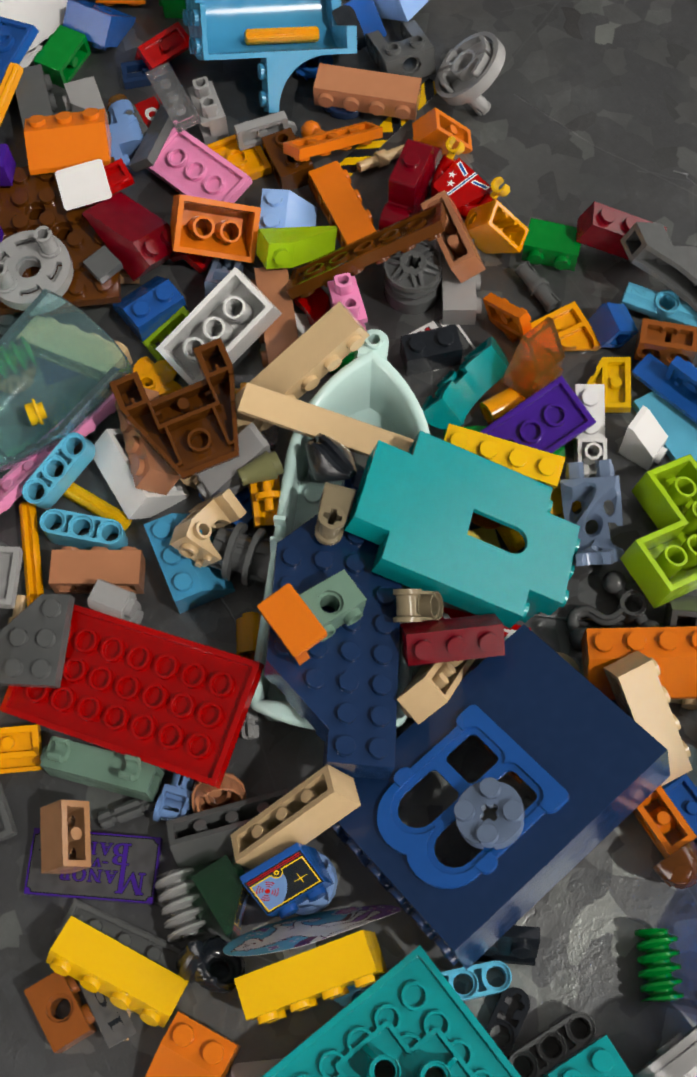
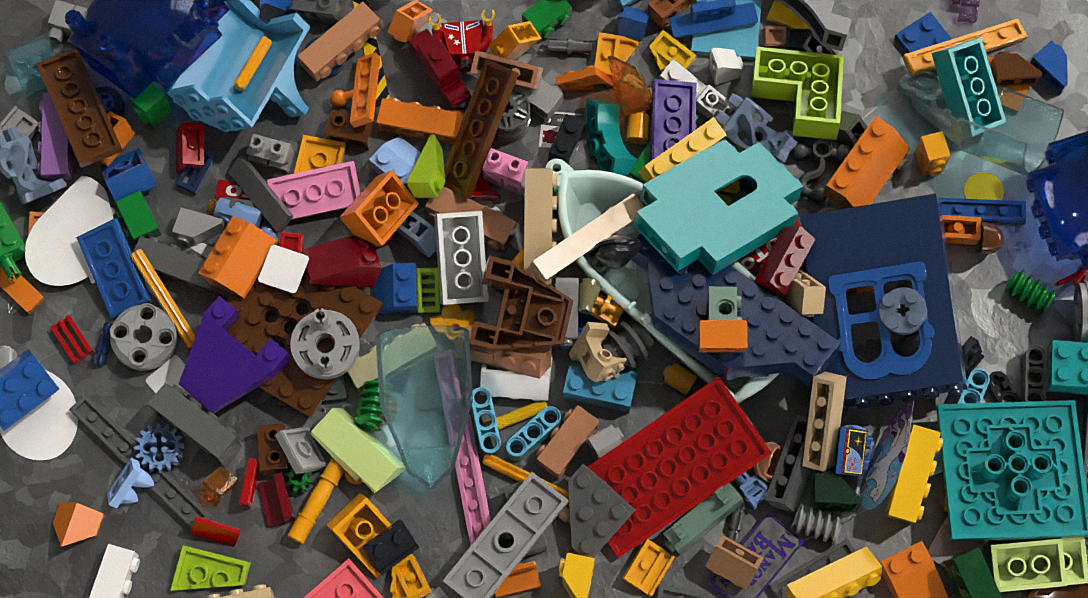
camera: 55 degrees left, 5 degrees up
(35, 412) = (428, 409): yellow plate -> none
(102, 264) = (355, 296): dark grey tile -> none
(173, 97) = (246, 167): clear tile -> none
(209, 966) = (864, 529): black hair -> none
(250, 132) = (315, 135): light grey hinge -> none
(333, 513) = (661, 269): dark tan piece -> none
(379, 159) = (394, 69): tan bar -> none
(417, 605) = (753, 265): dark tan piece -> none
(646, 701) = (889, 185): tan brick -> none

